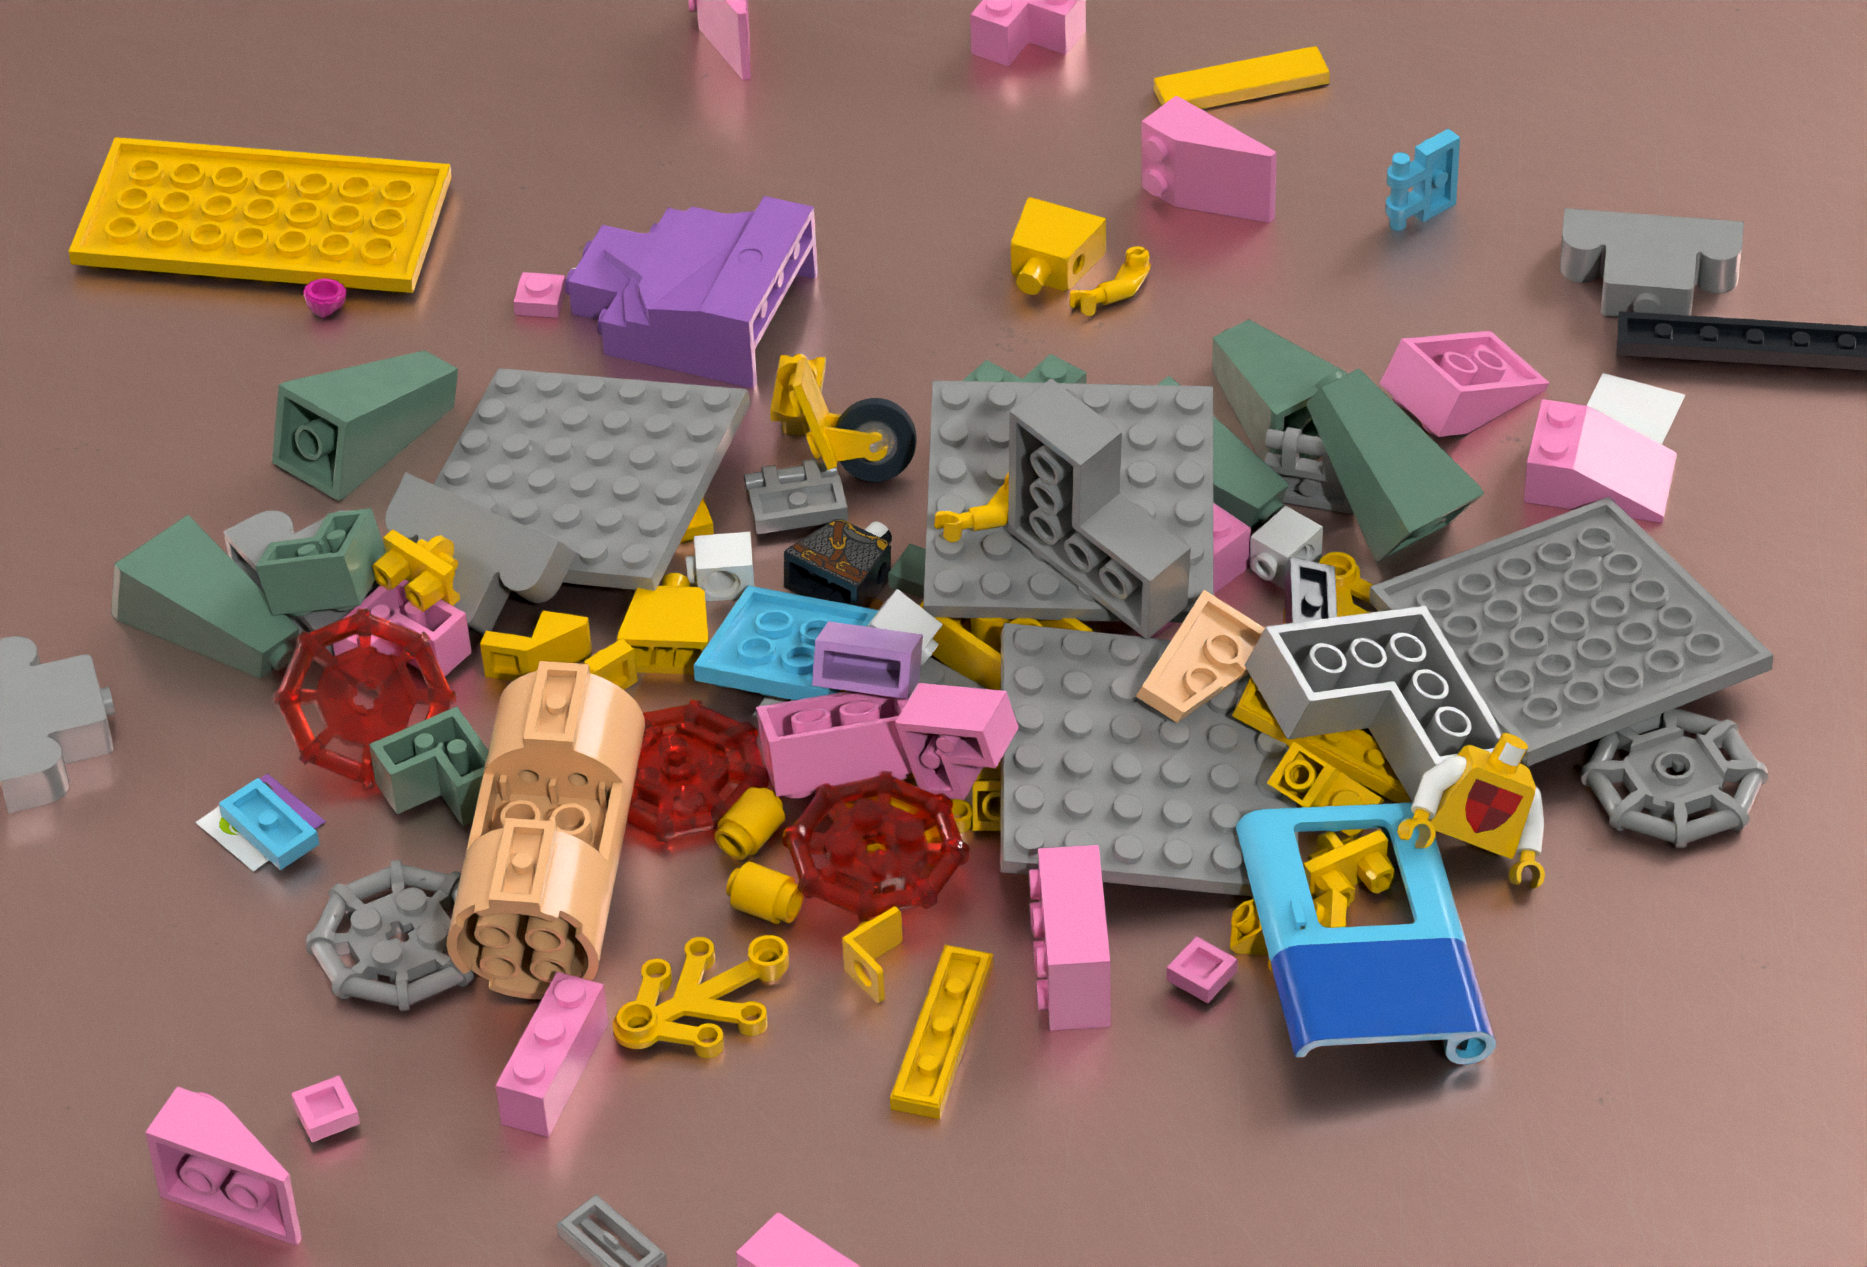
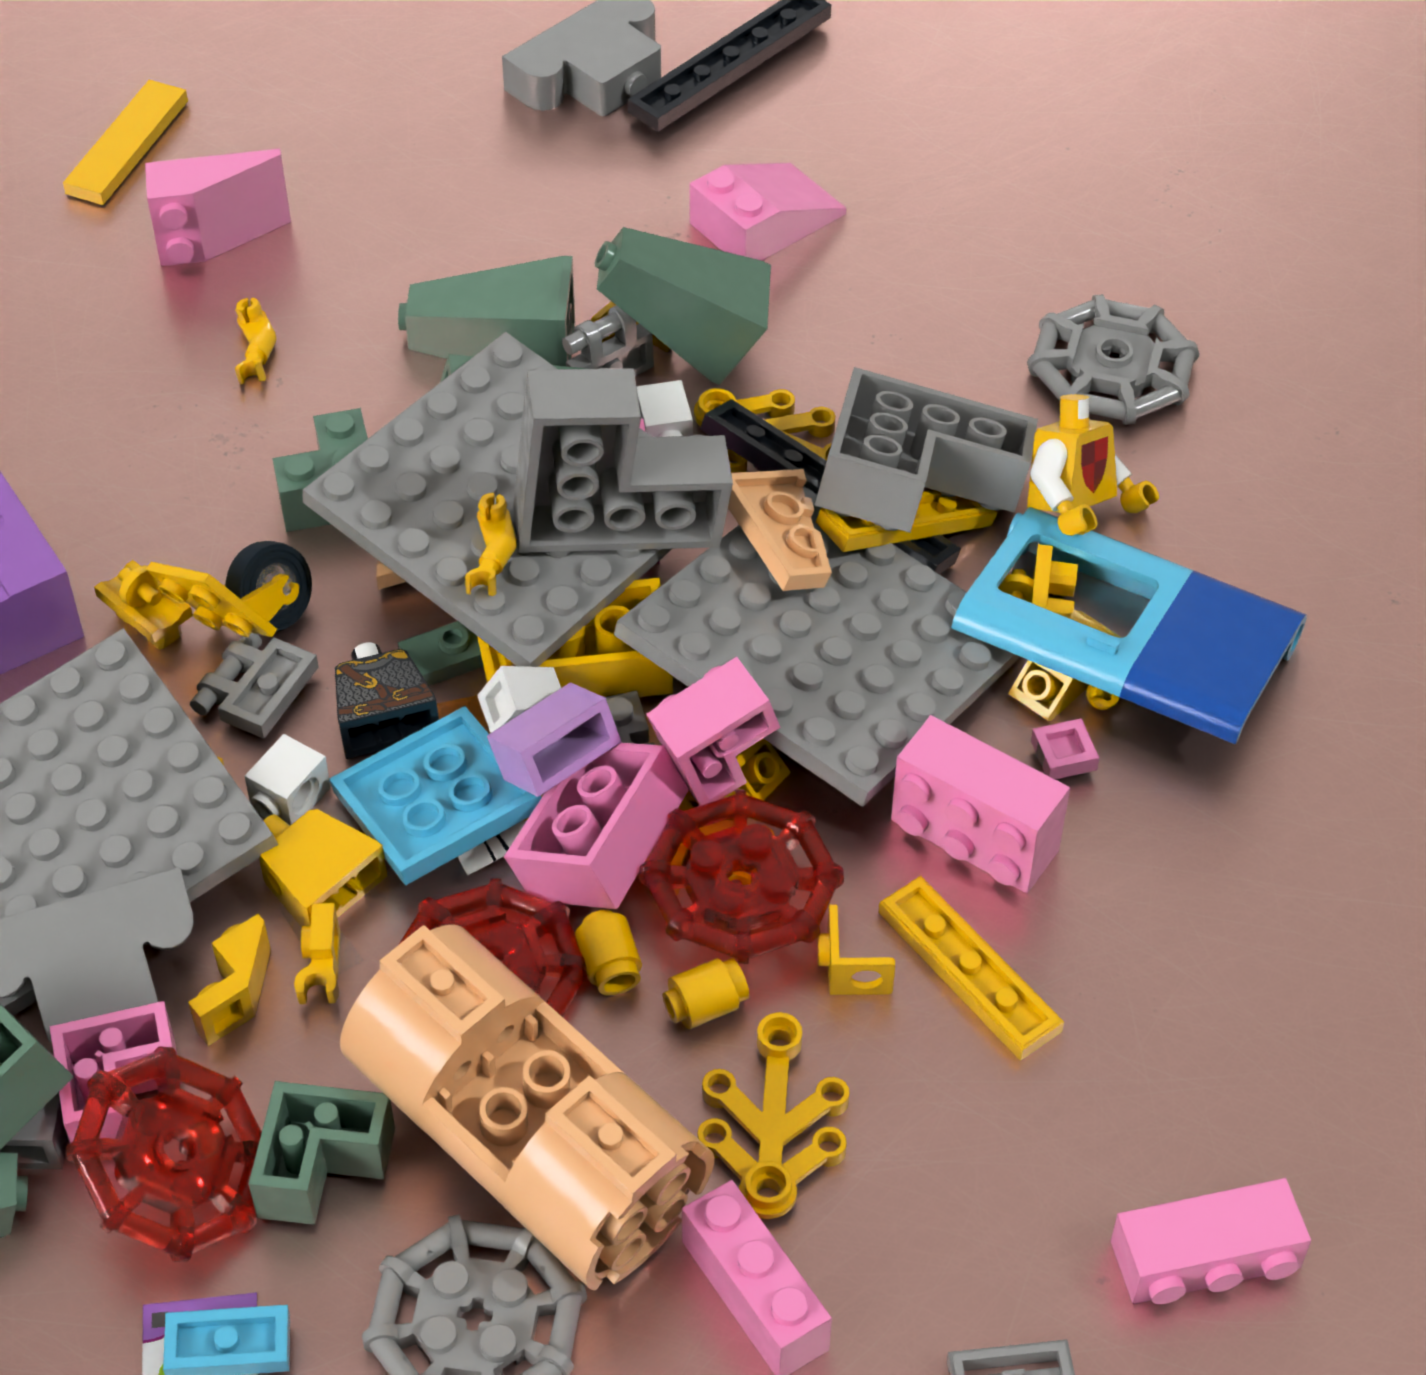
camera: 55 degrees left, 5 degrees up
(424, 564) = (79, 995): yellow hips -> none
(1055, 246) = (171, 349): yellow torso -> none
(1318, 784) = (963, 548): yellow slope -> none
(1431, 175) = (380, 105): medium azure plate -> none
(1459, 380) = (592, 213): bright pink slope -> none
(1579, 628) = (927, 306): light grey plate -> none
(1637, 405) = (711, 152): white sticker -> none

